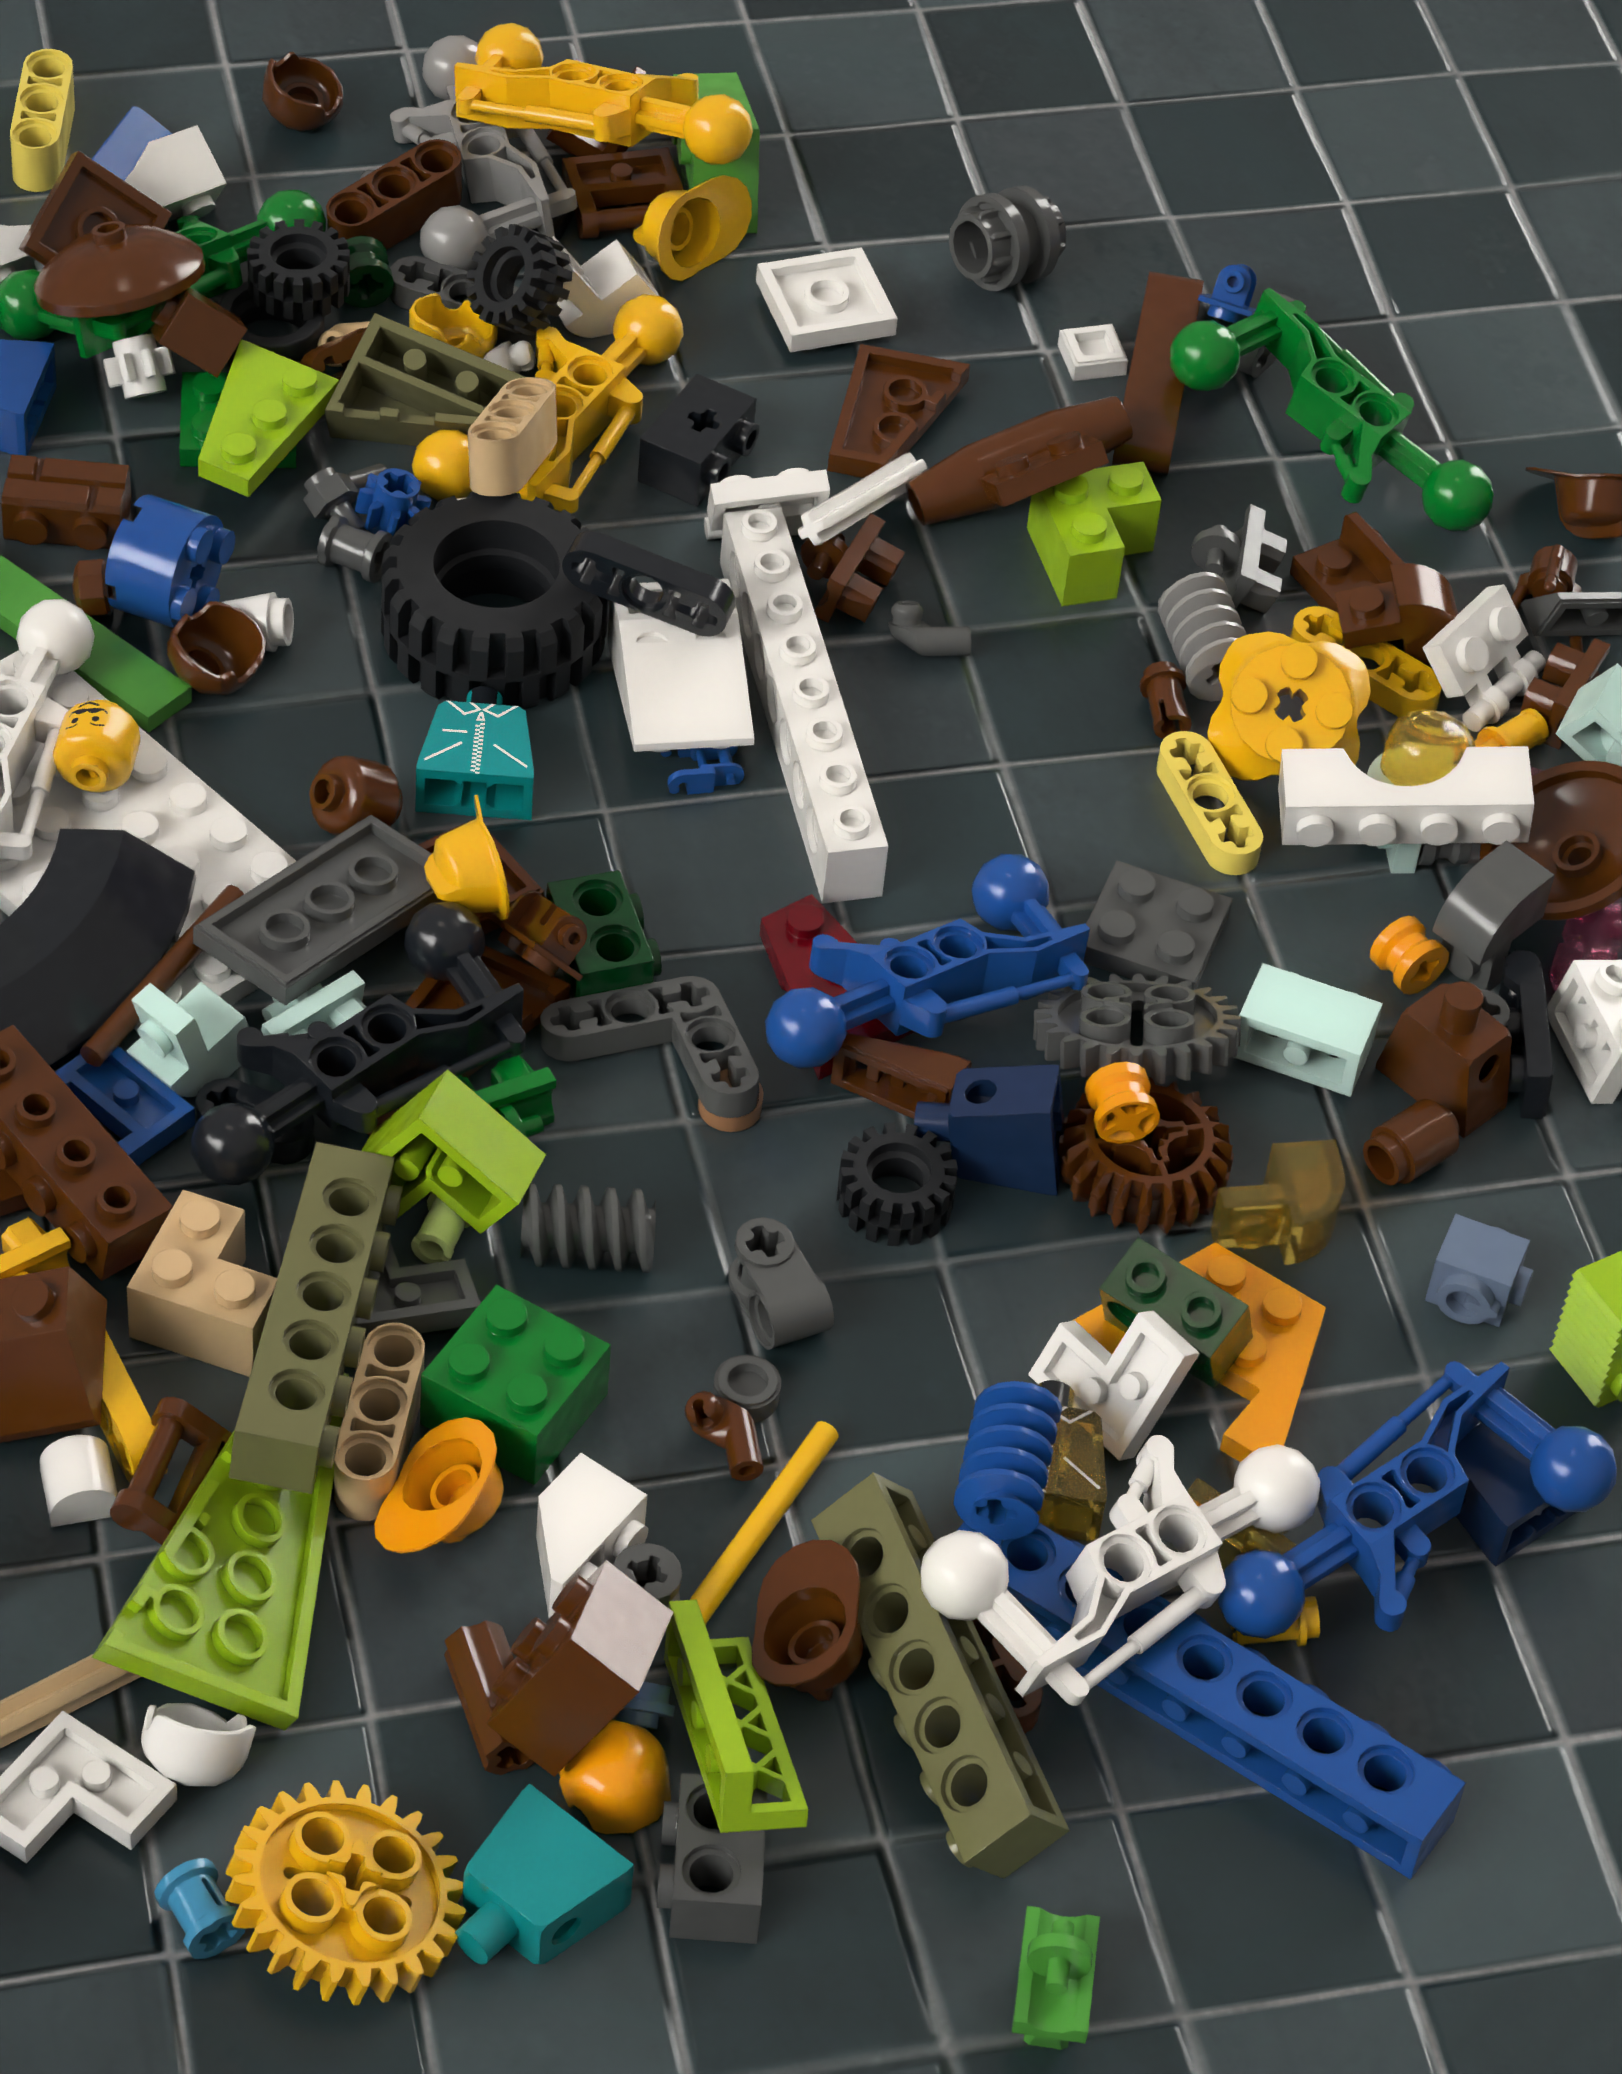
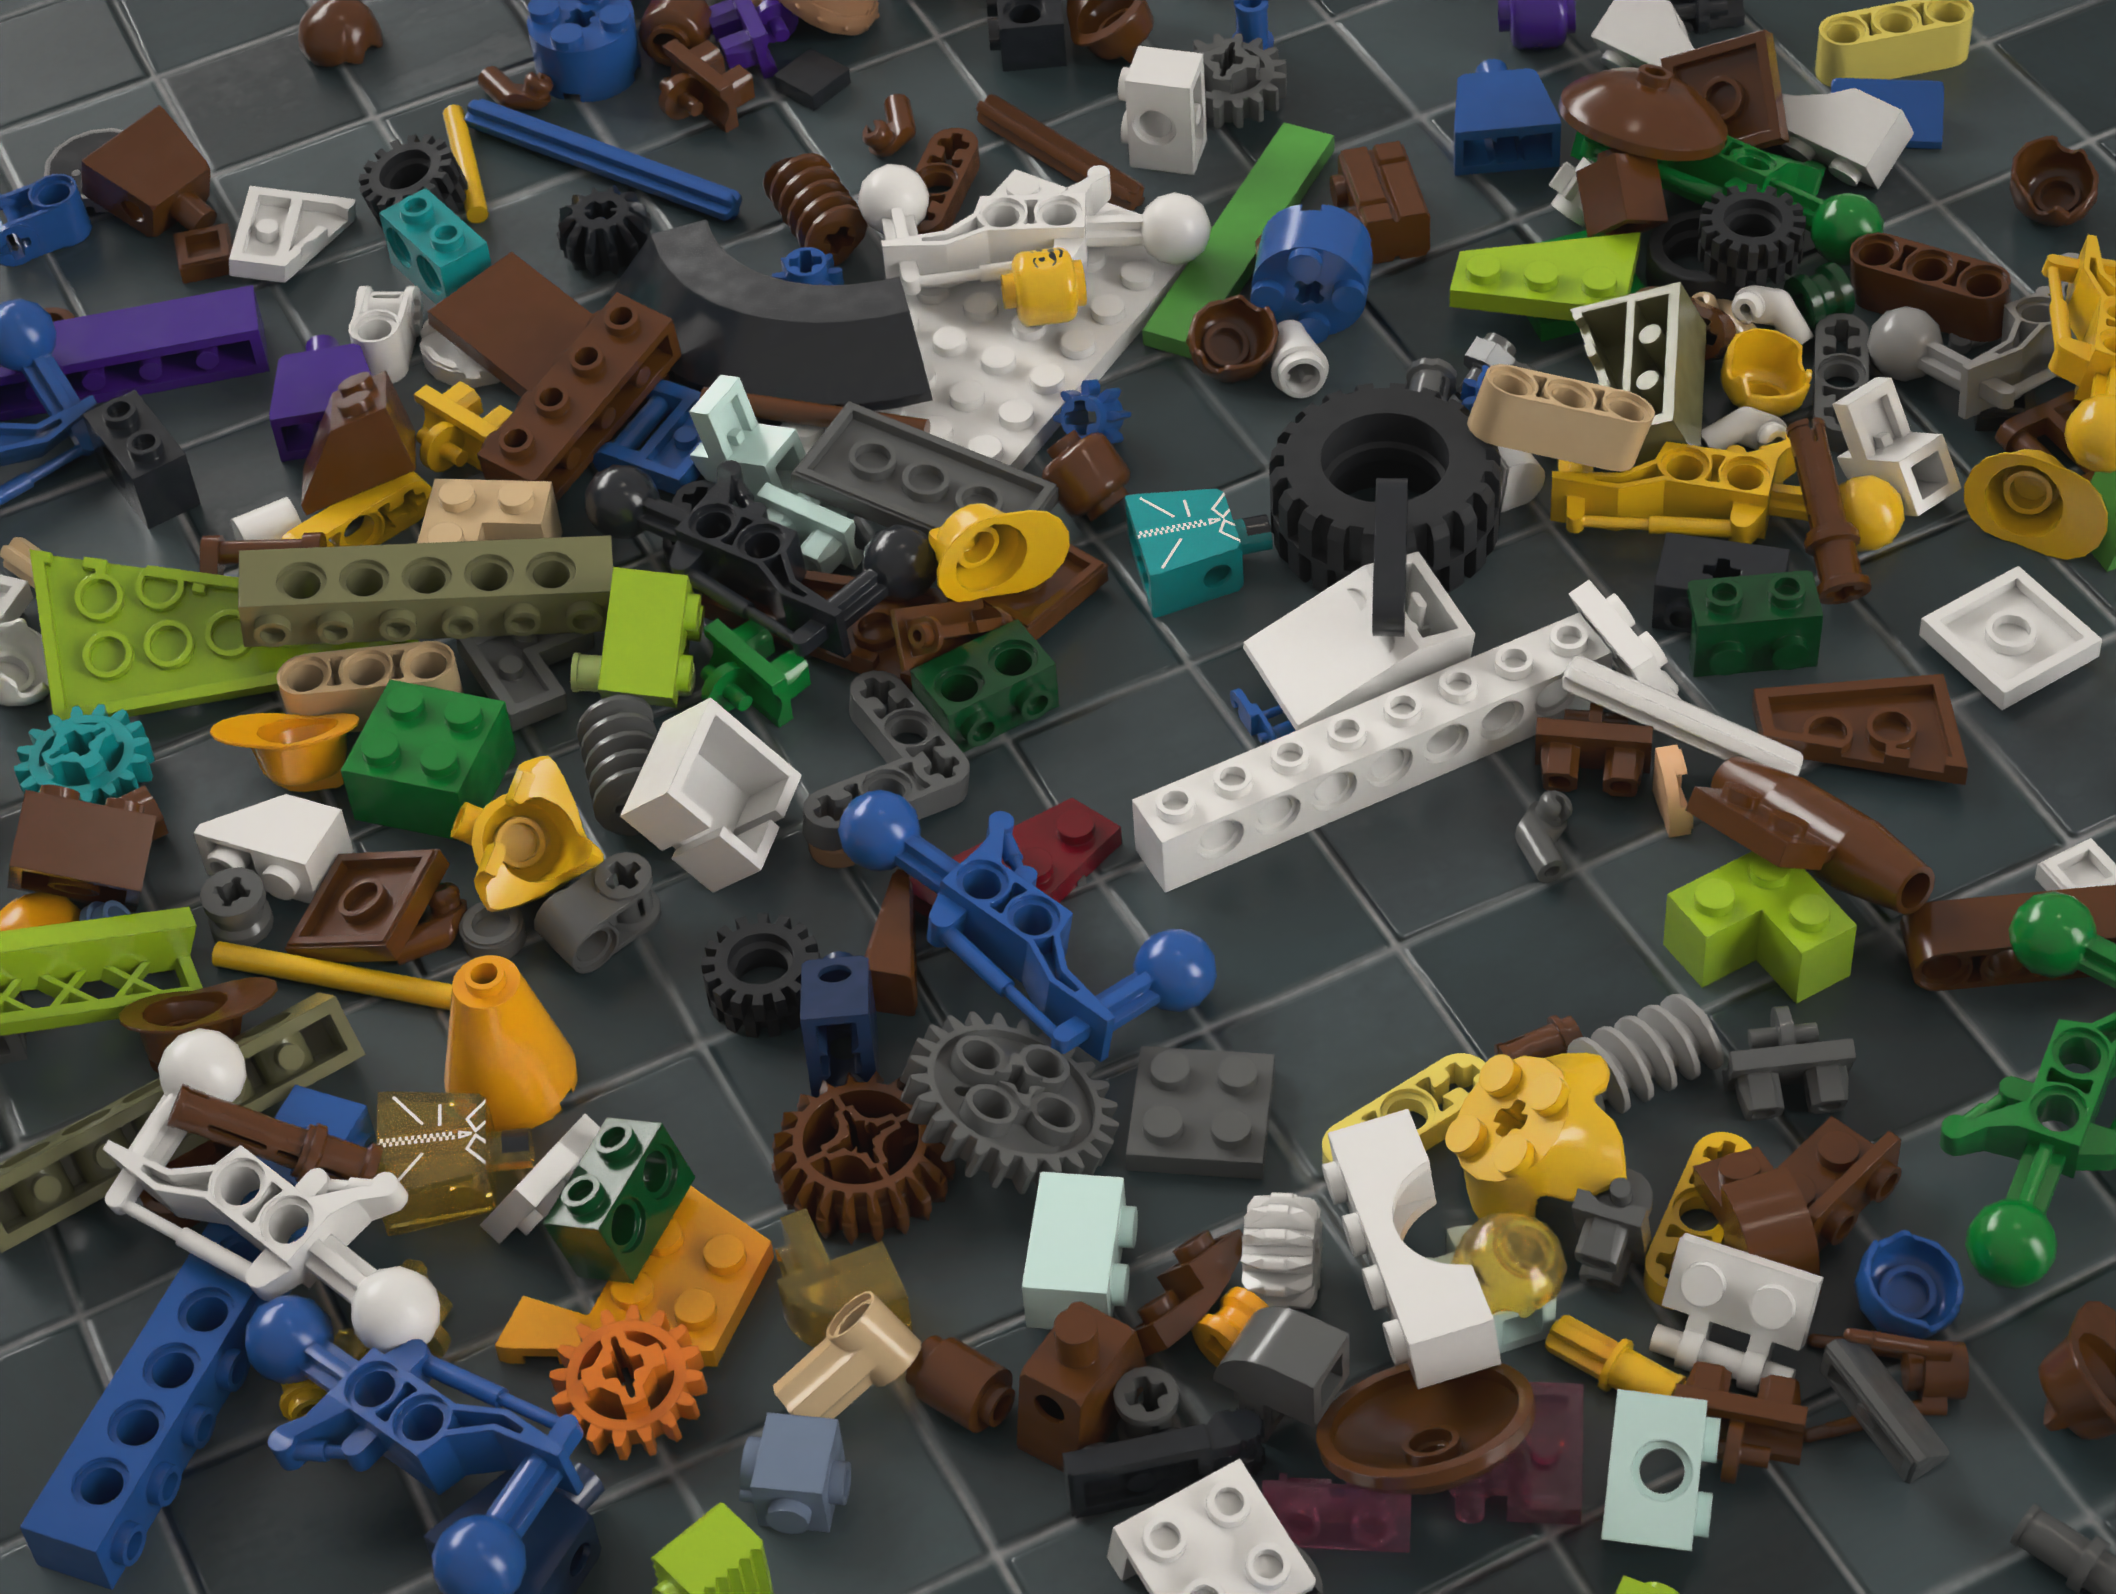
camera: 85 degrees right, 0 degrees up
(267, 777) = (1105, 404): none -> blue gear
(376, 298) = (1771, 307): none -> white arm
(377, 1690) = (87, 754): none -> teal gear
(540, 285) = (1823, 376): black tyre -> none
(681, 351) = (1830, 538): none -> reddish brown pin
(685, 1148) = (711, 795): none -> white piece
(688, 1302) = (526, 838): none -> yellow piece
(699, 1469) = (368, 906): none -> reddish brown plate
(760, 419) = (1754, 623): none -> dark green bracket
(917, 539) = (1667, 790): none -> light nougat tile
(934, 1378) = (506, 1045): none -> light orange cone
(1007, 1459) = (371, 1089): blue piece -> none
(1066, 1526) = (272, 1138): none -> reddish brown pin
(1122, 1102) = (861, 1088): light orange wheel -> none
(1350, 896) = (1282, 1250): none -> white gear
(1352, 1366) = (664, 1376): none -> orange gear
(1357, 963) = (1190, 1288): none -> reddish brown slope
(1391, 1209) = (860, 1349): none -> tan piece
(1396, 692) = (1613, 1230): none -> dark grey hips
(1476, 561) = (1909, 1286): none -> blue hair

